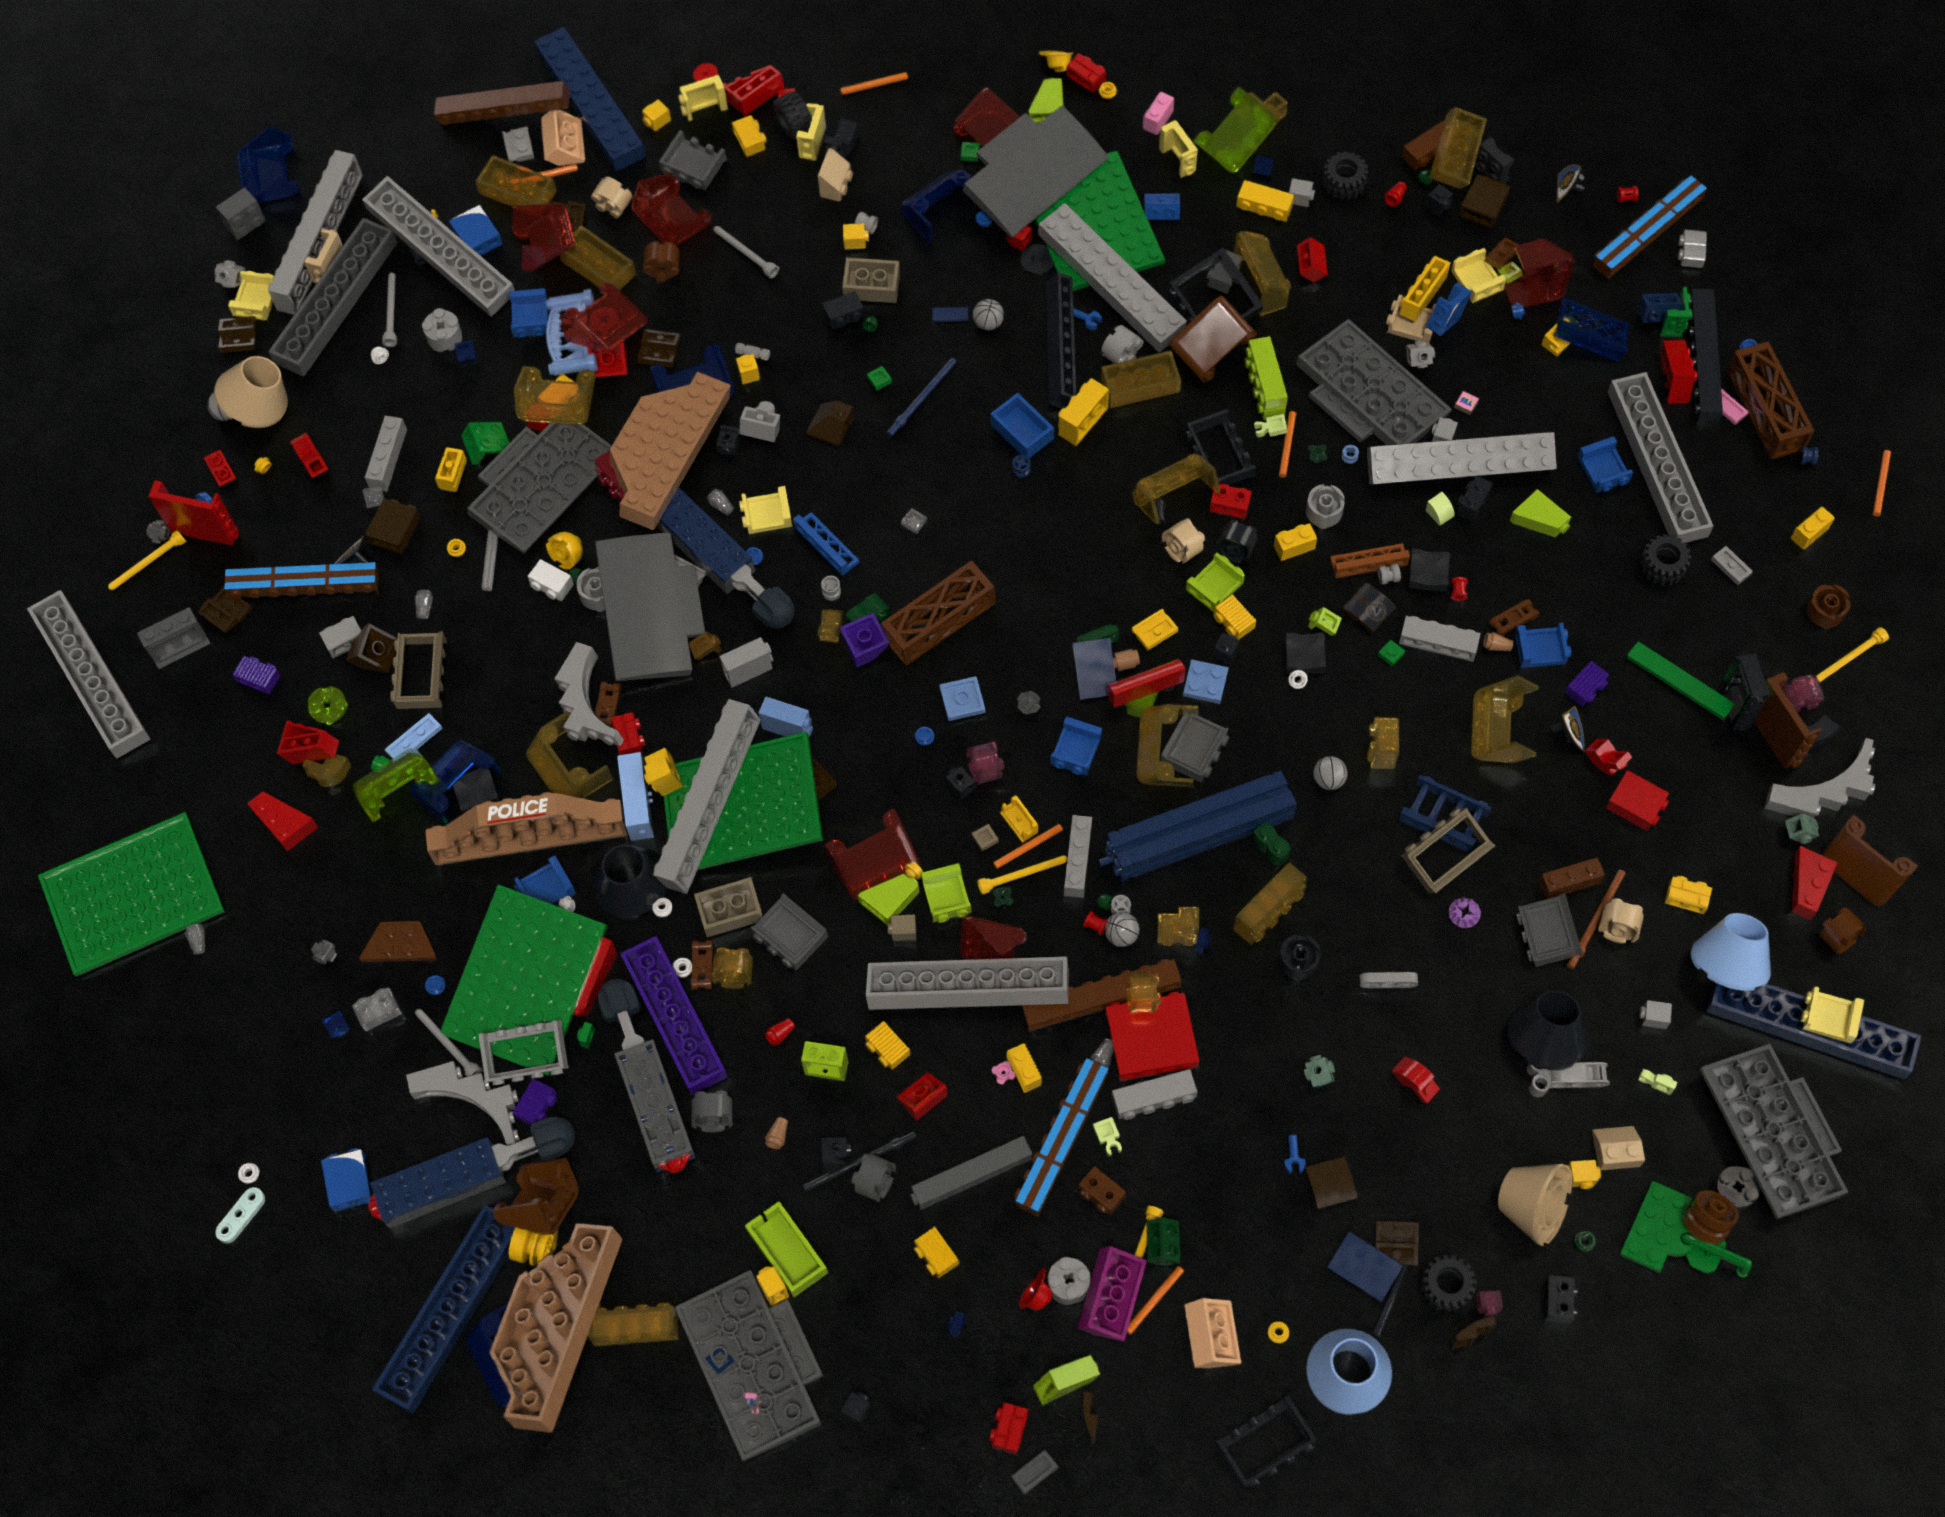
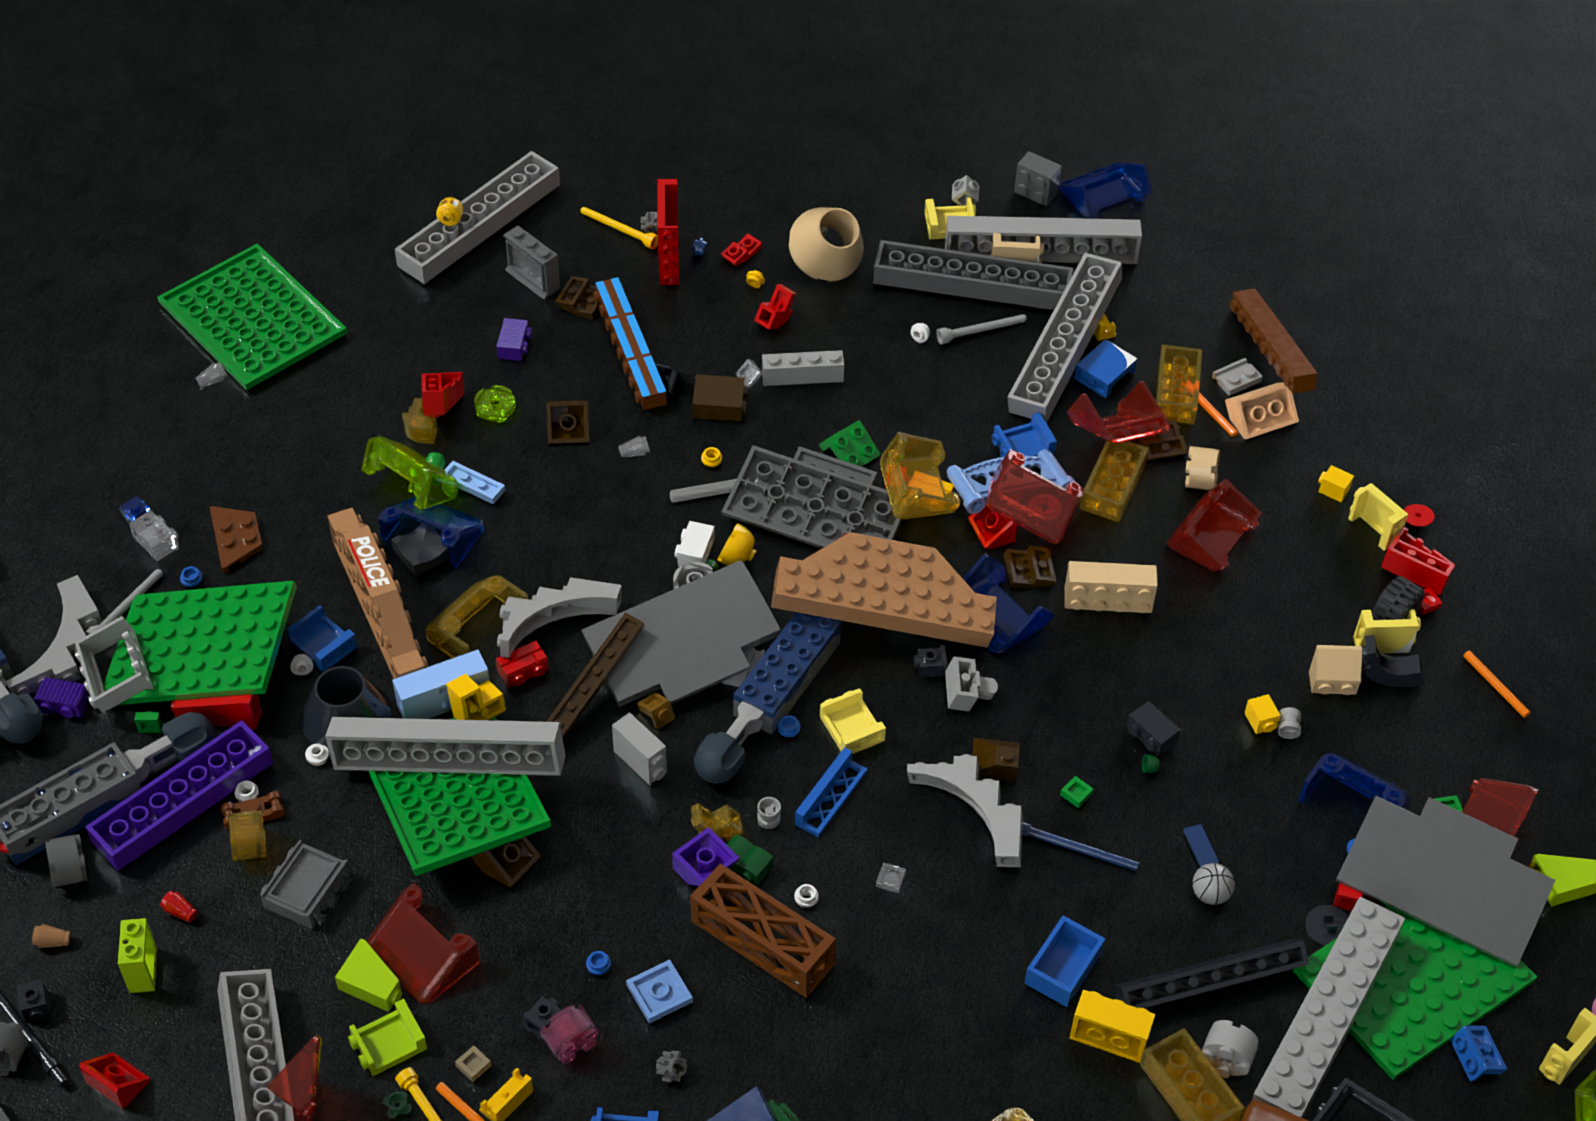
camera: 70 degrees right, 15 degrees down
(87, 689) = (450, 211): none -> yellow head
(237, 334) = (902, 220): dark brown slope -> none
(282, 820) = (351, 401): red wedge -> none
(323, 952) = (211, 475): dark grey gear -> none
(340, 636) = (574, 388): light grey brick -> none
(433, 700) = (550, 448): dark tan window -> none
(442, 330) = (969, 372): light grey brick -> none
(451, 469) = (800, 424): yellow brick -> none
(465, 351) = (954, 400): clear blue plate -> none
(590, 99) = (1324, 419): dark blue brick -> none
(607, 704) = (559, 639): reddish brown plate -> none
(661, 261) = (1138, 534): reddish brown brick -> none
(670, 682) = (596, 672): none -> dark brown plate
(692, 162) = (1290, 531): dark grey window -> none
(706, 296) = (1110, 587): none -> tan brick
(720, 501) = (849, 674): clear cone -> none
(728, 907) = (323, 813): dark tan brick -> none
(748, 135) = (1353, 576): yellow brick -> none
(748, 368) = (1033, 655): yellow brick -> none
(764, 353) = (1062, 656): light grey axle -> none
(769, 269) = (1181, 643): light grey piece -> none
(784, 718) = (575, 806): medium blue brick -> none
(872, 279) = (1207, 746): dark tan brick -> none
(887, 1046) = (174, 1022): yellow brick -> none
(896, 431) = (984, 796): none -> light grey arch
(902, 927) = (332, 1002): dark tan brick -> none
(910, 577) = (806, 890): none -> white plate
(913, 870) = (409, 992): yellow plate -> none
(1018, 462) = (1013, 972): dark blue wheel -> none
(1088, 318) = (1264, 1004): blue bar -> none

